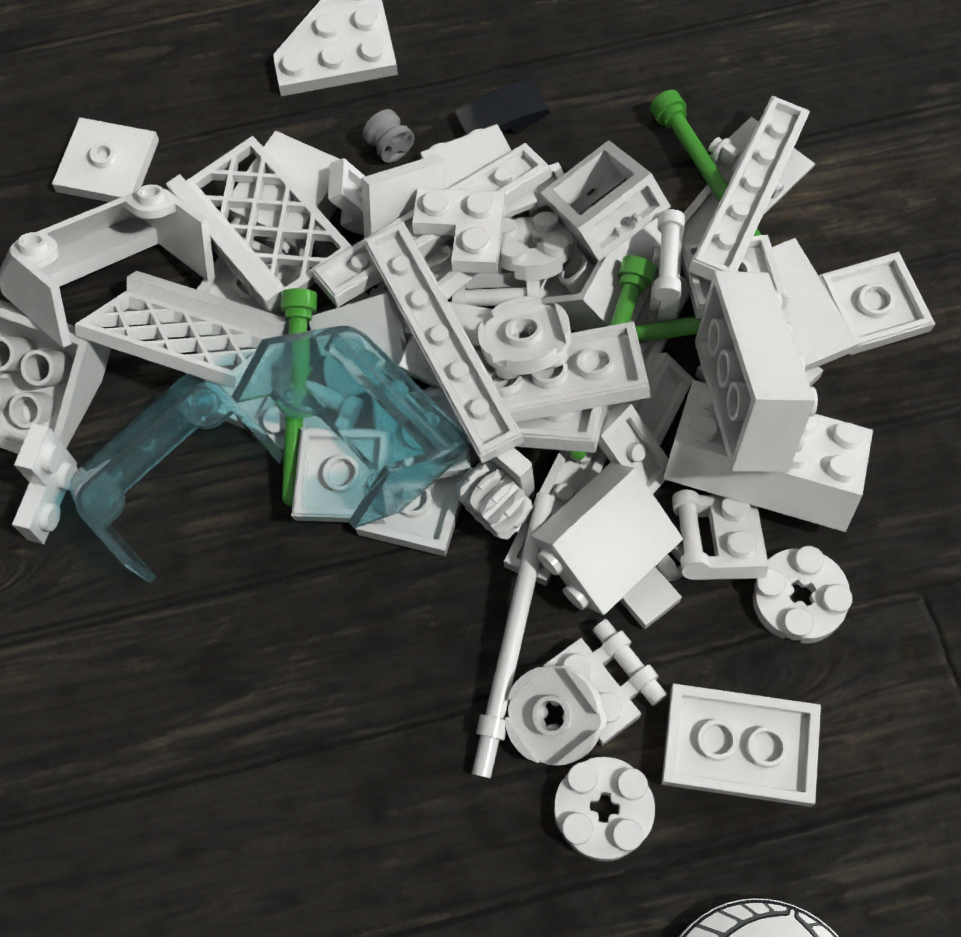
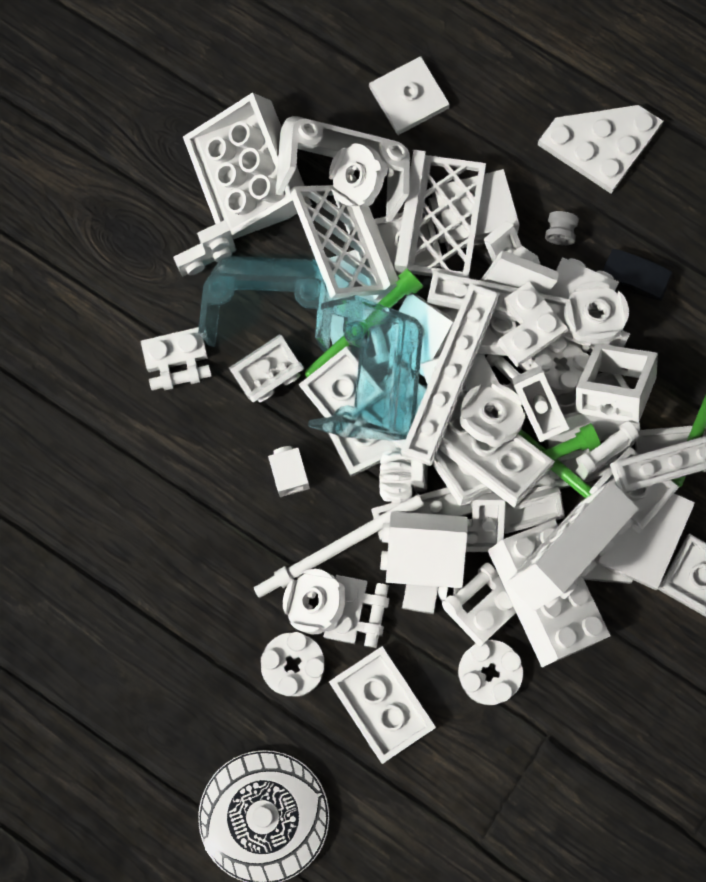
camera: 50 degrees right, 10 degrees up
(116, 622) = (175, 350): none -> white plate
(155, 250) = (371, 176): none -> white plate
(239, 539) = (266, 369): none -> white bracket
(376, 614) = (288, 471): none -> white brick
(517, 175) = (586, 327): none -> white plate
(558, 279) = (540, 403): none -> white slope

